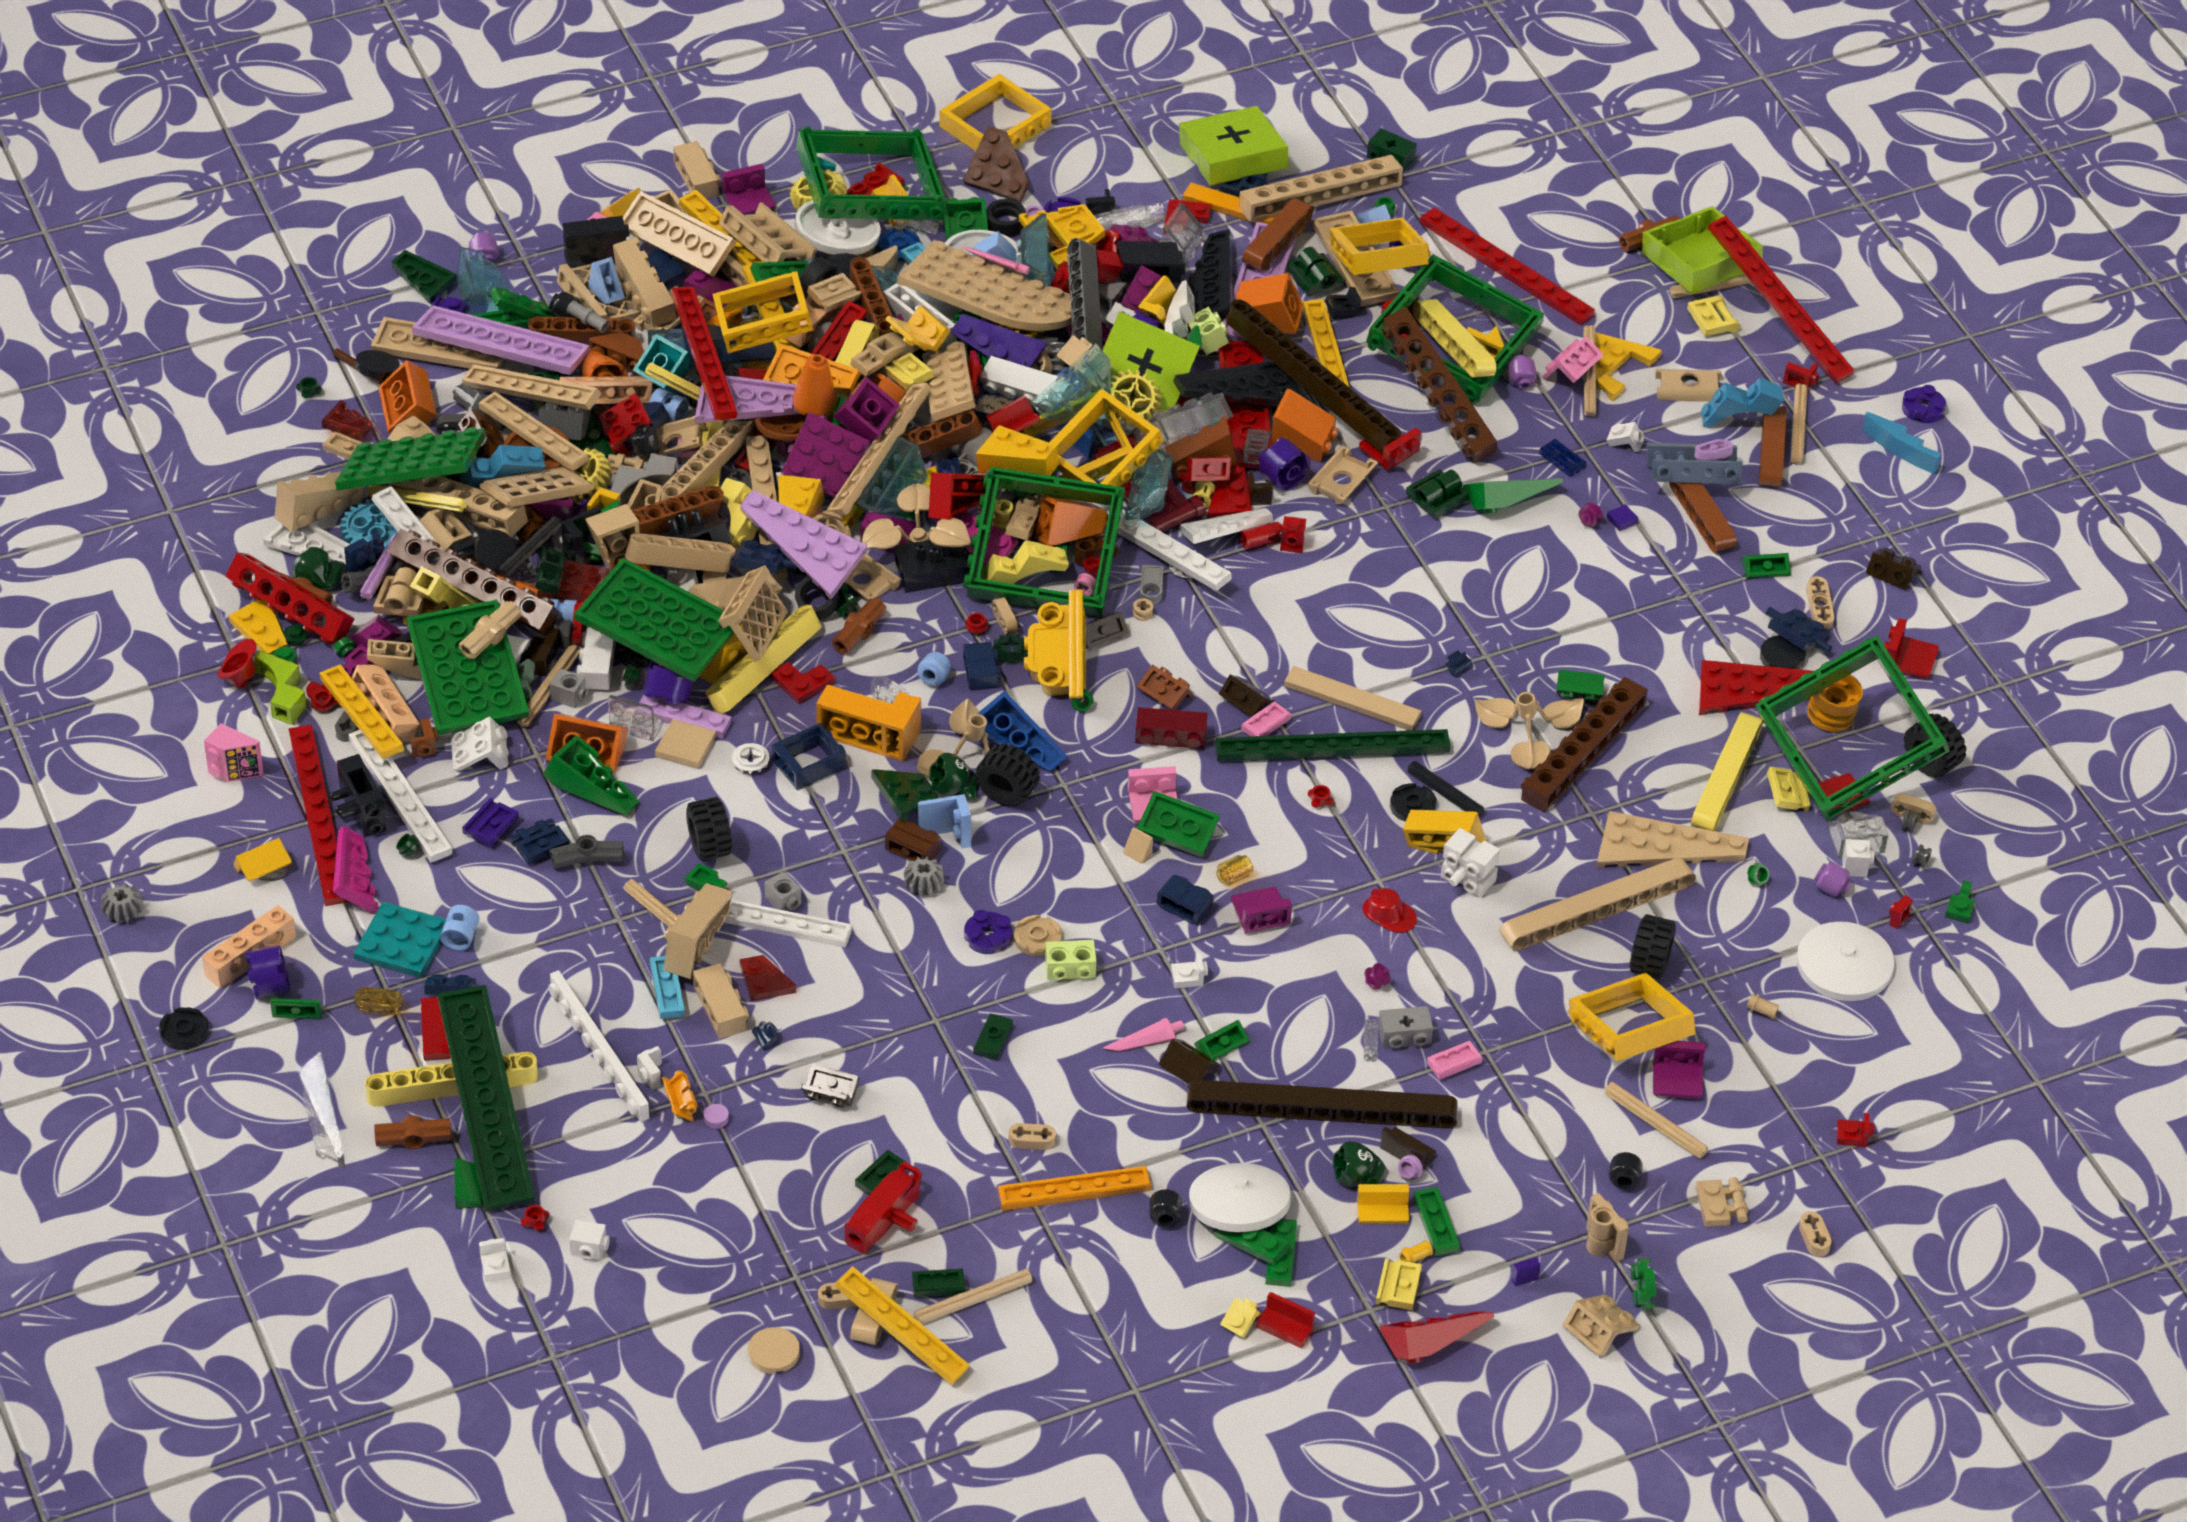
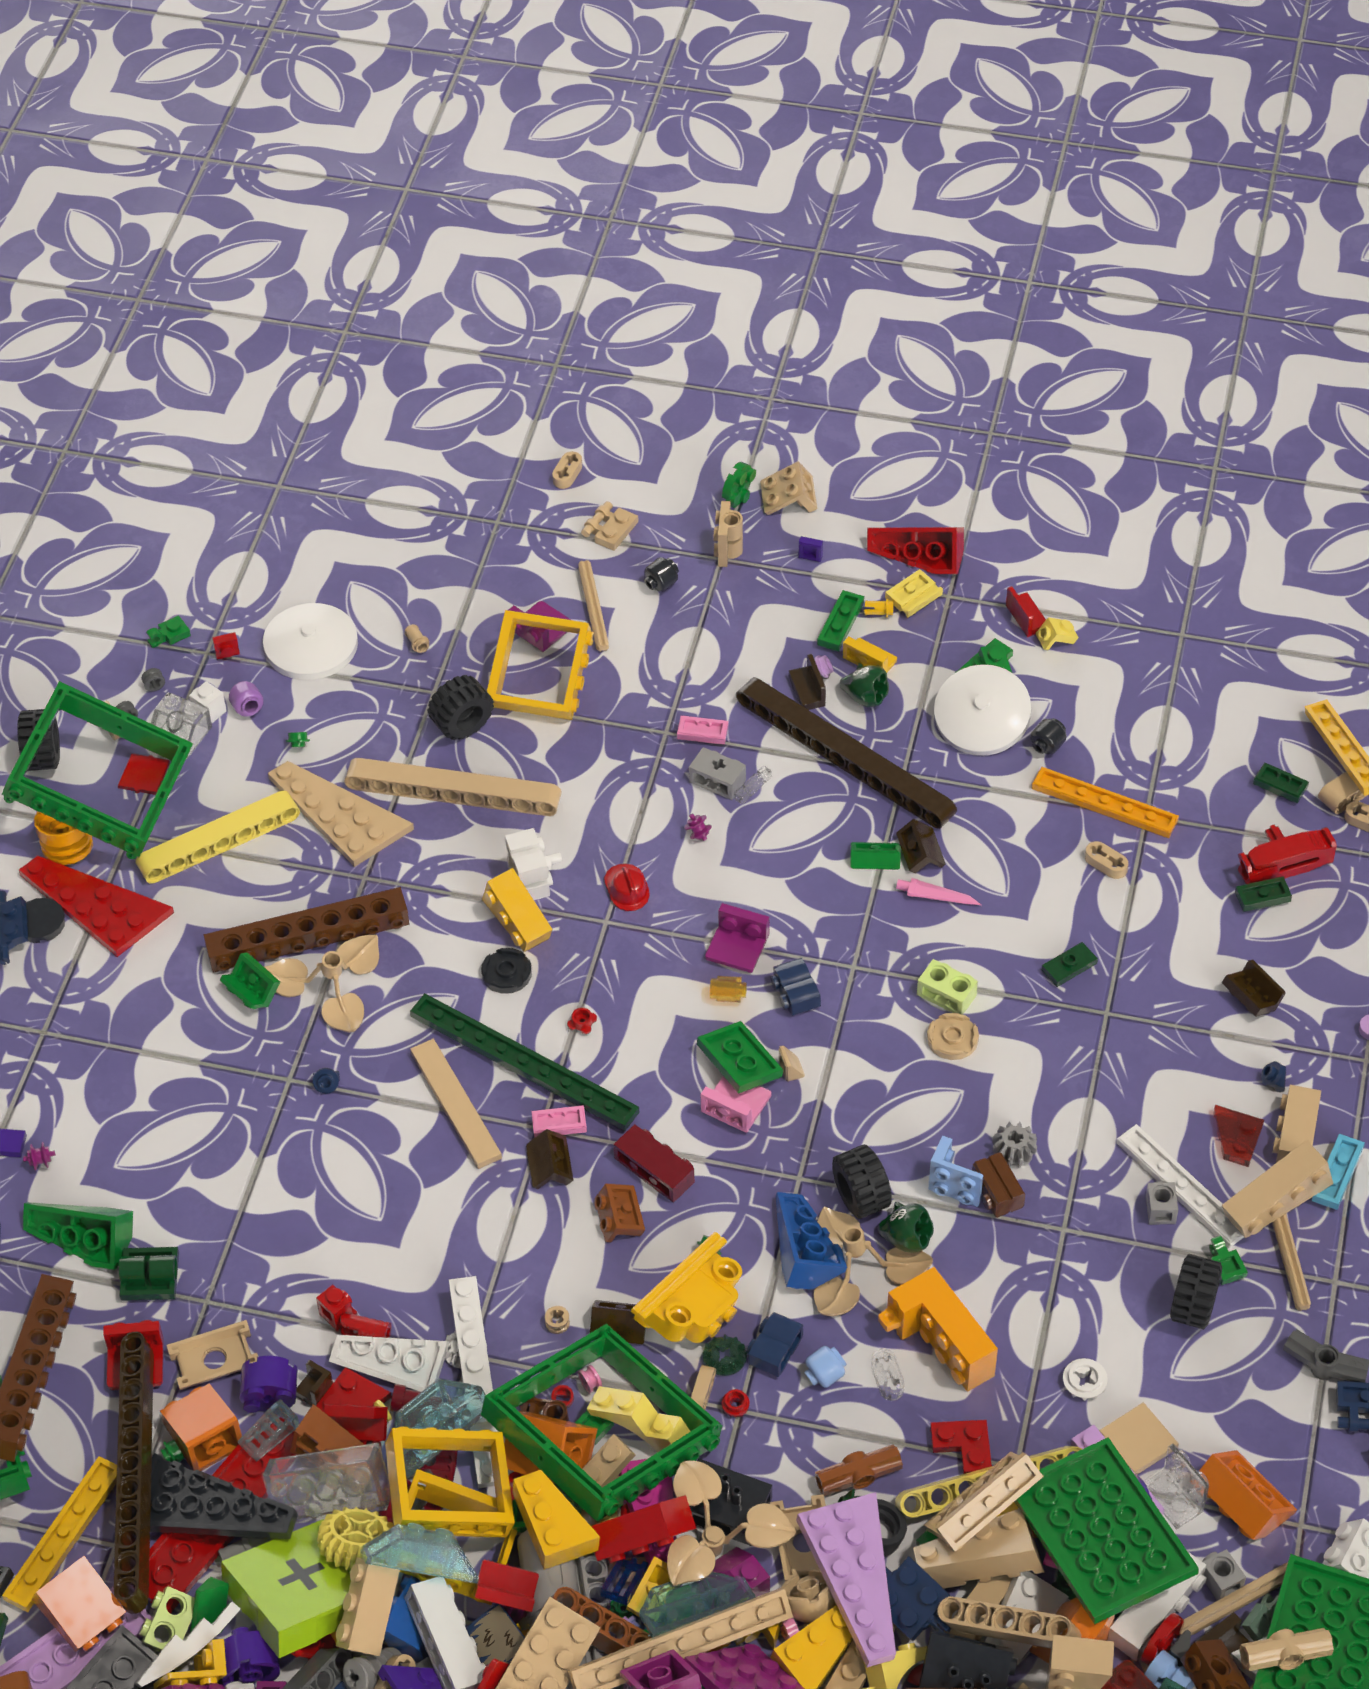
camera: 140 degrees left, 5 degrees up
(581, 772) = (1269, 1447): green wedge -> none
(816, 735) = (1029, 1318): dark blue window -> none
(903, 790) = (964, 1238): dark green wing -> none
(973, 1296) = (1257, 760): tan axle -> none
(988, 921) = (999, 1050): dark purple plate -> none
(1151, 581) = (517, 1349): light grey piece -> none
(1190, 973) = (850, 924): white bracket -> none
(1444, 788) = (466, 964): black axle -> none
(1787, 789) = (188, 794): light yellow plate -> none
(1854, 1132) = (456, 518): red bracket -> none

